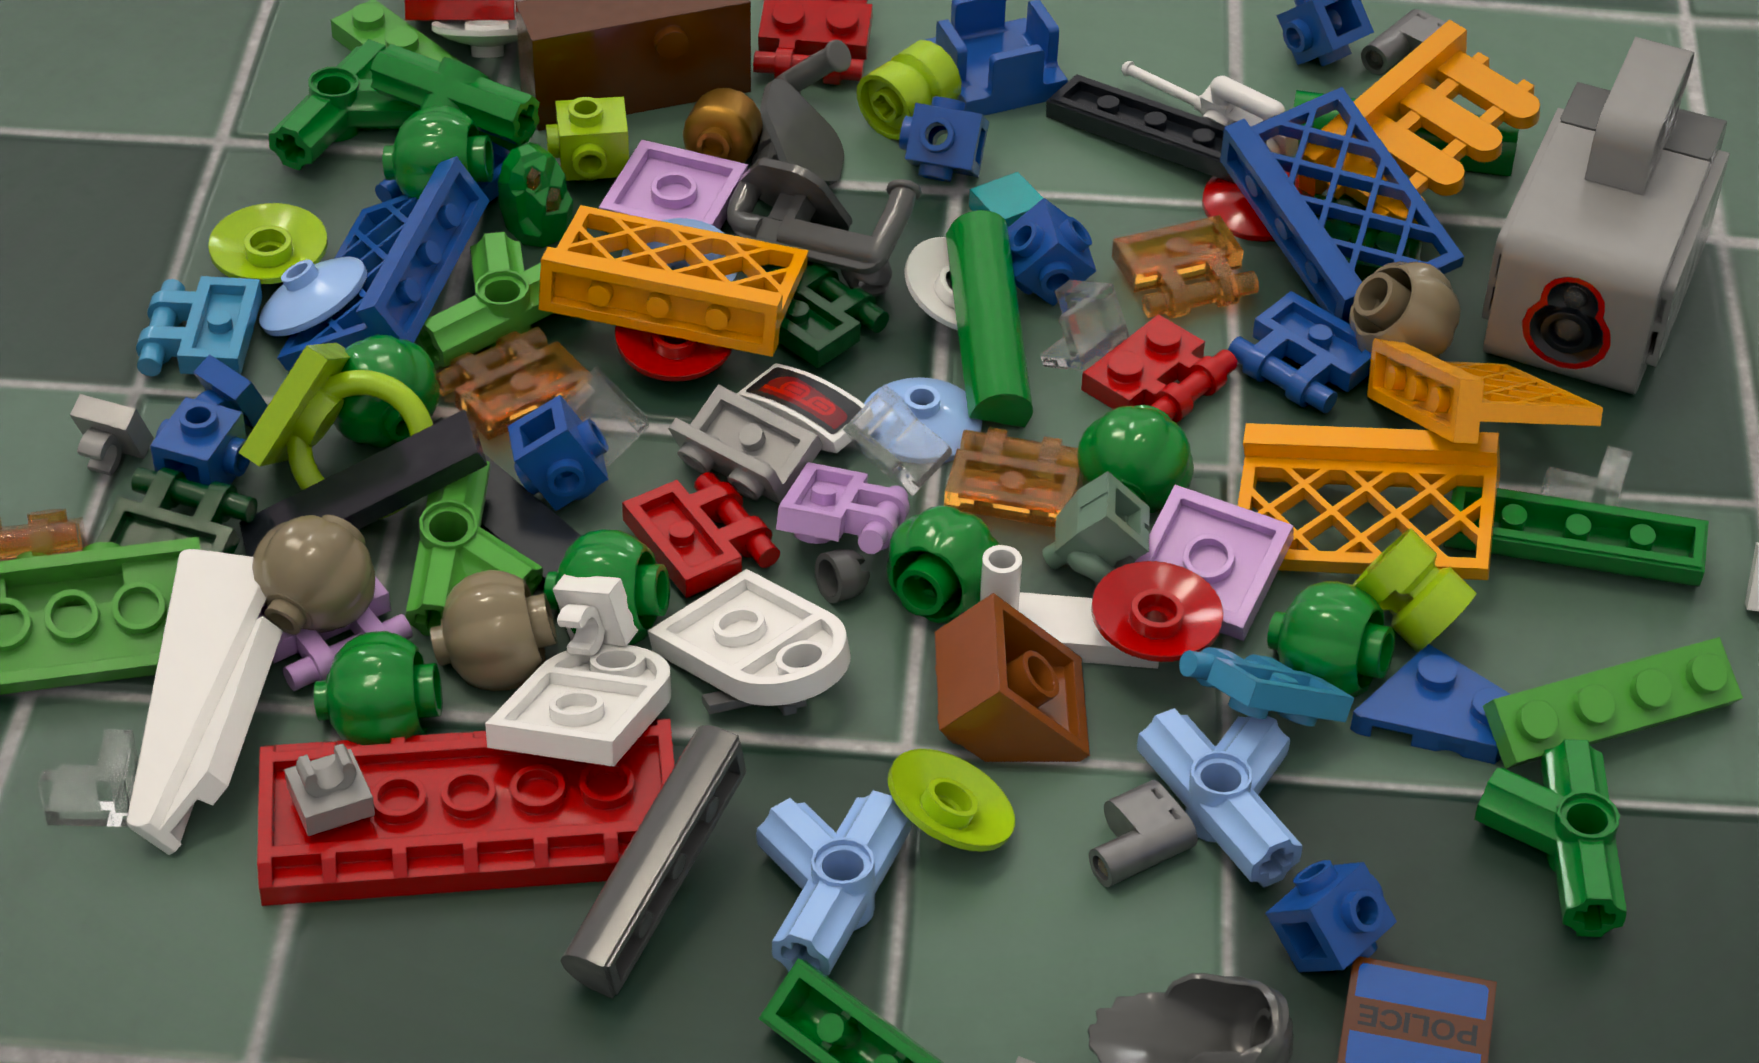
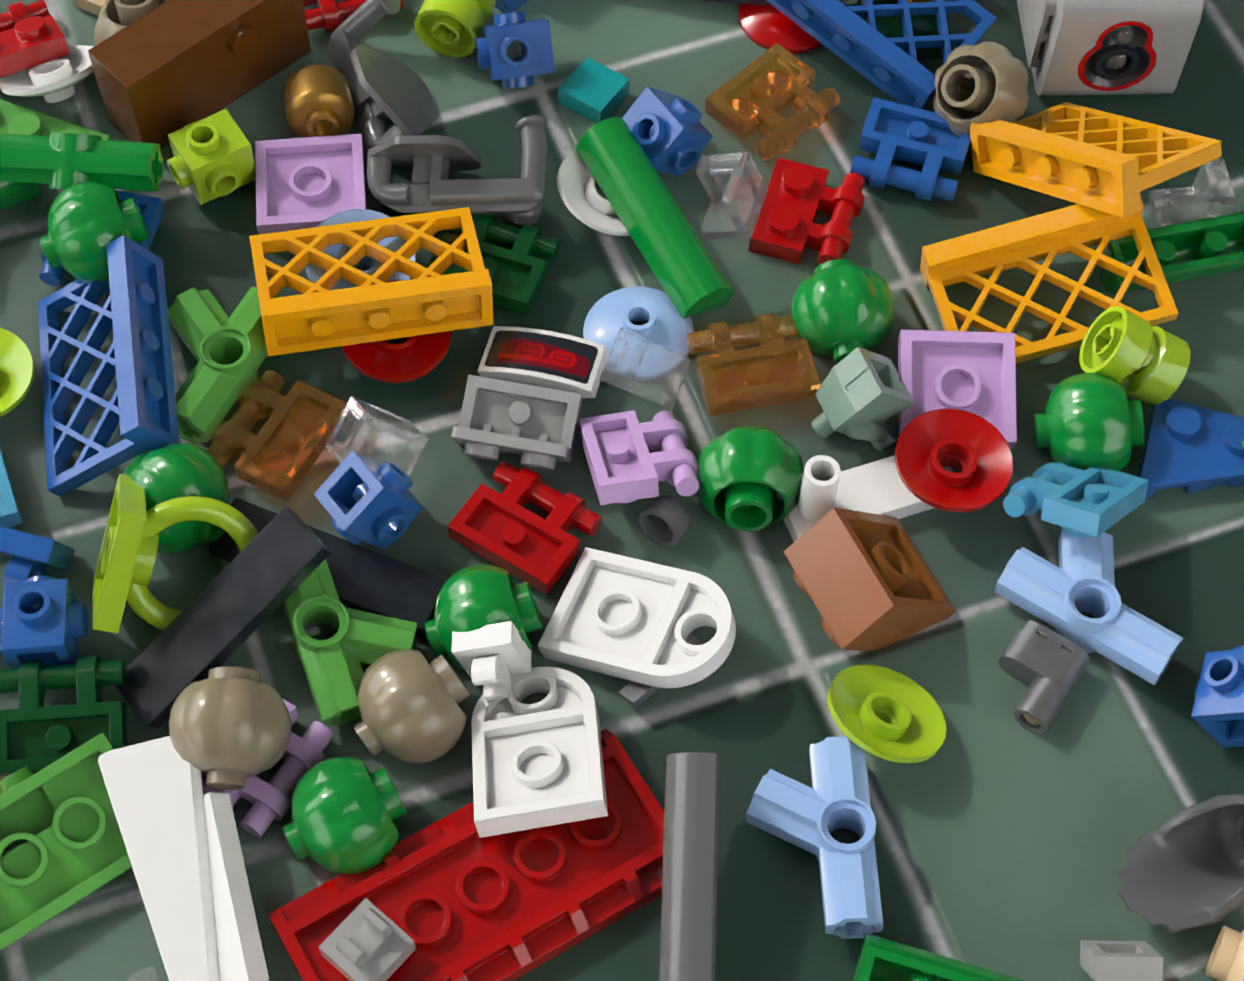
camera: 25 degrees left, 15 degrees up
(311, 294) = (50, 416): light blue dish -> none
(534, 196) = (194, 236): green rock -> none

